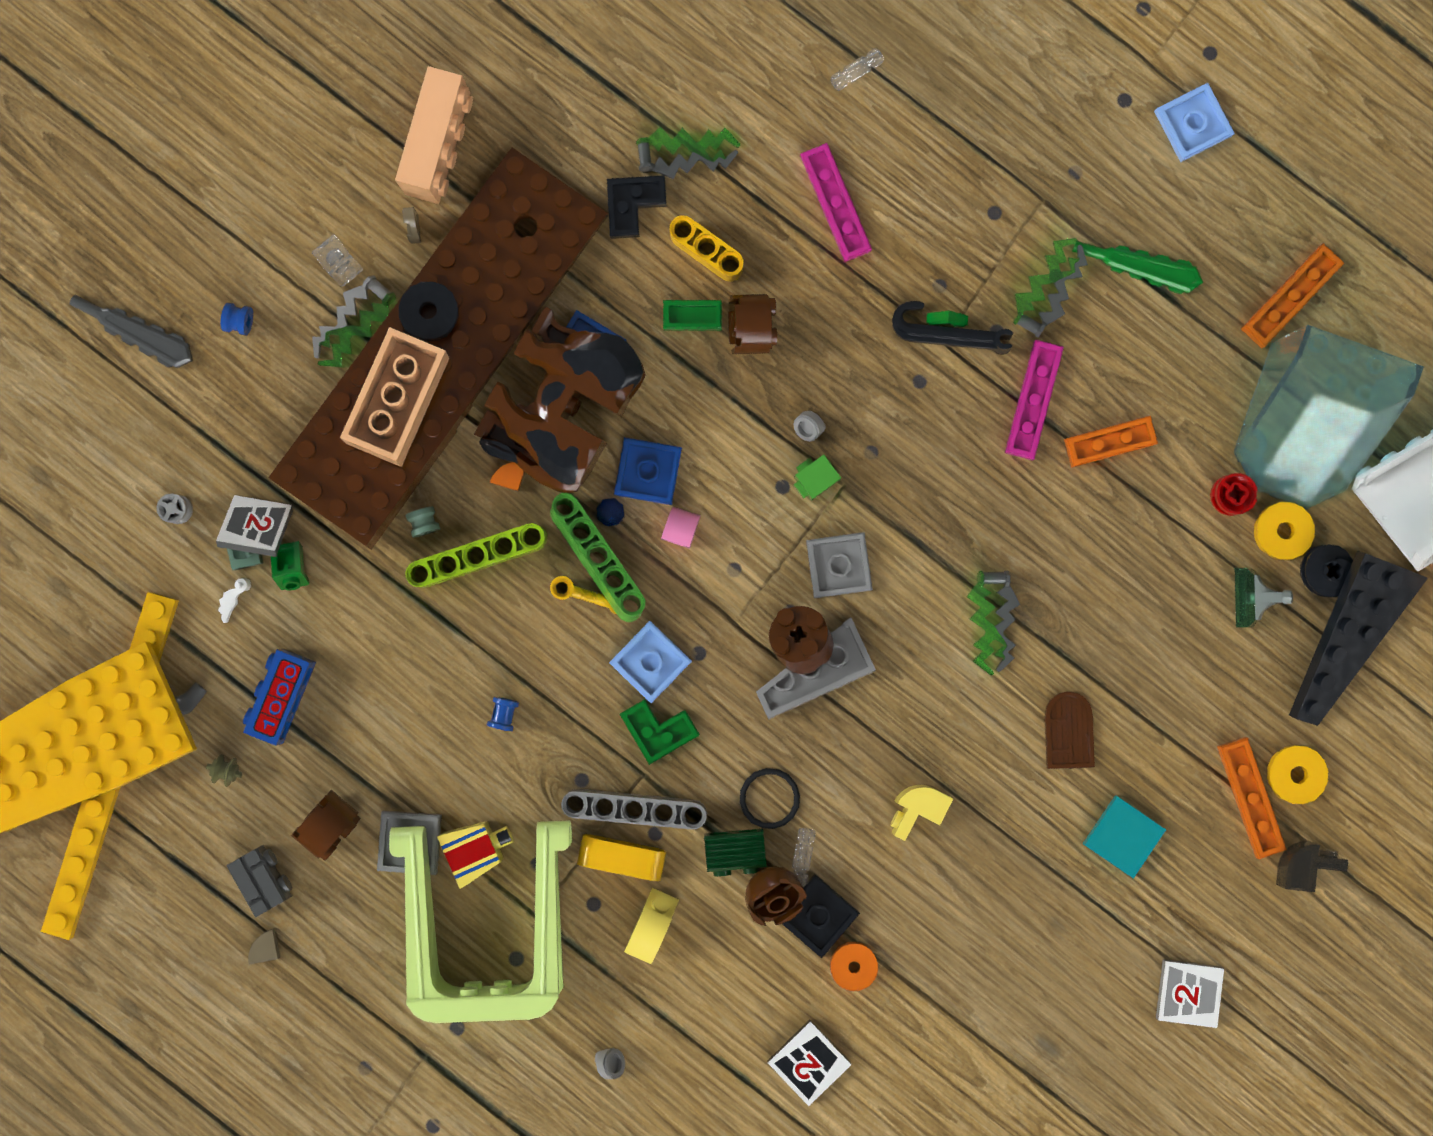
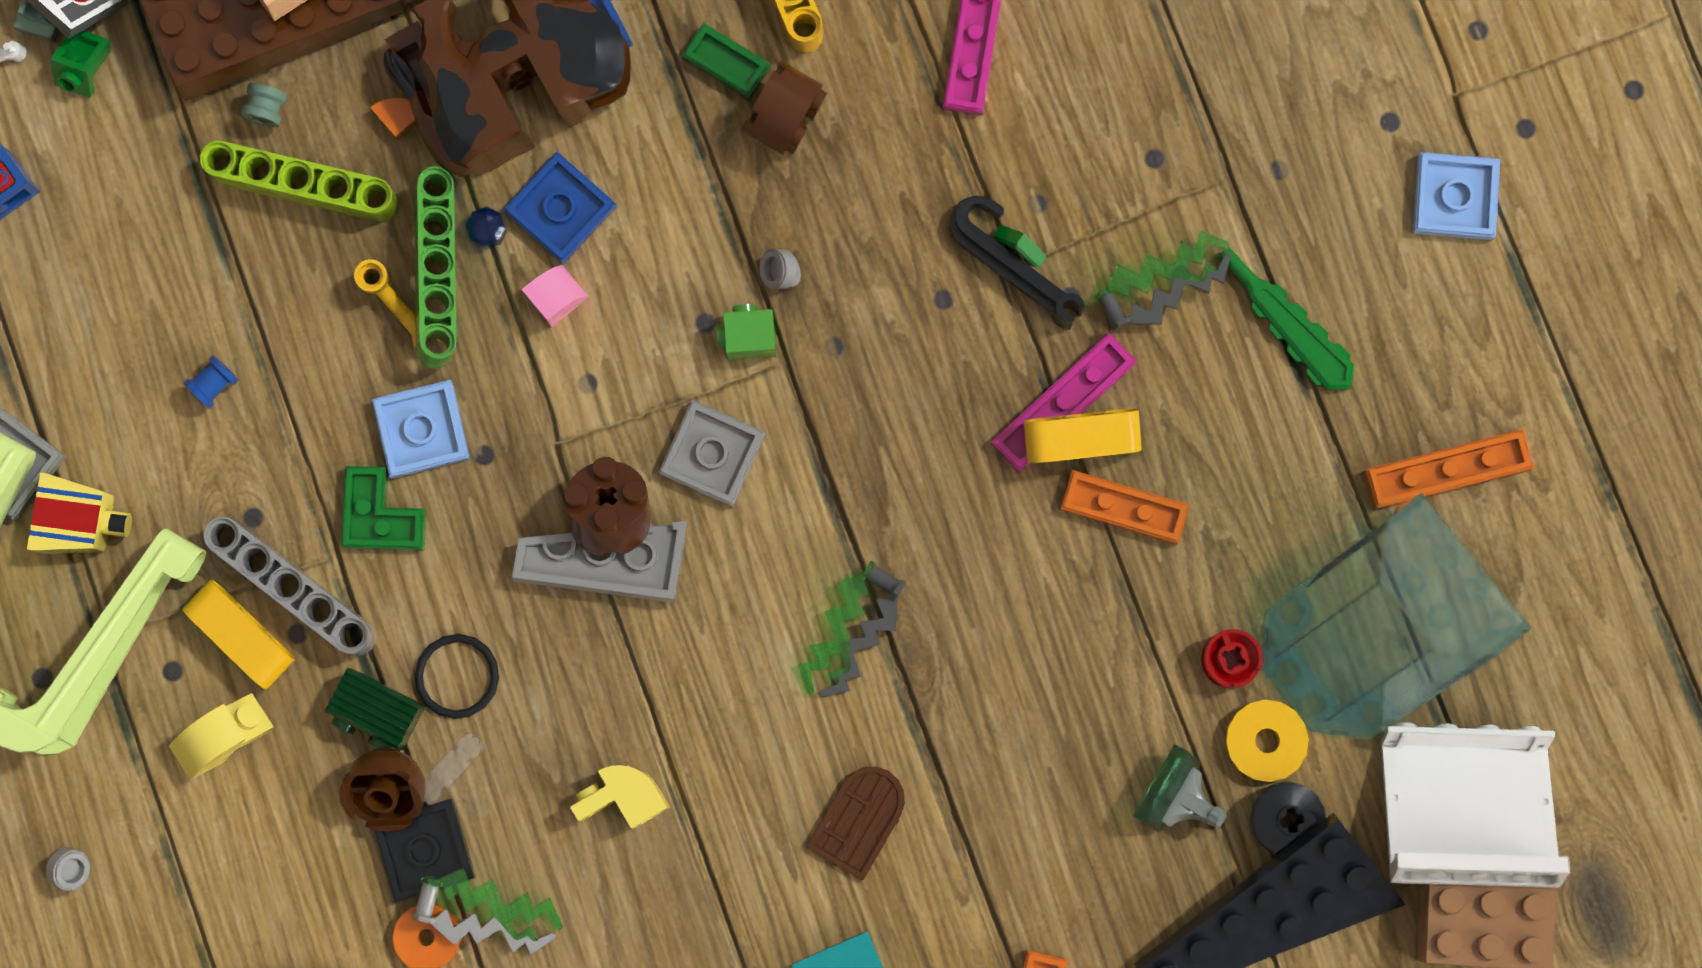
camera: 35 degrees right, 5 degrees down
(892, 925) = (502, 914): none -> piece
(1061, 414) = (1082, 435): none -> yellow beam

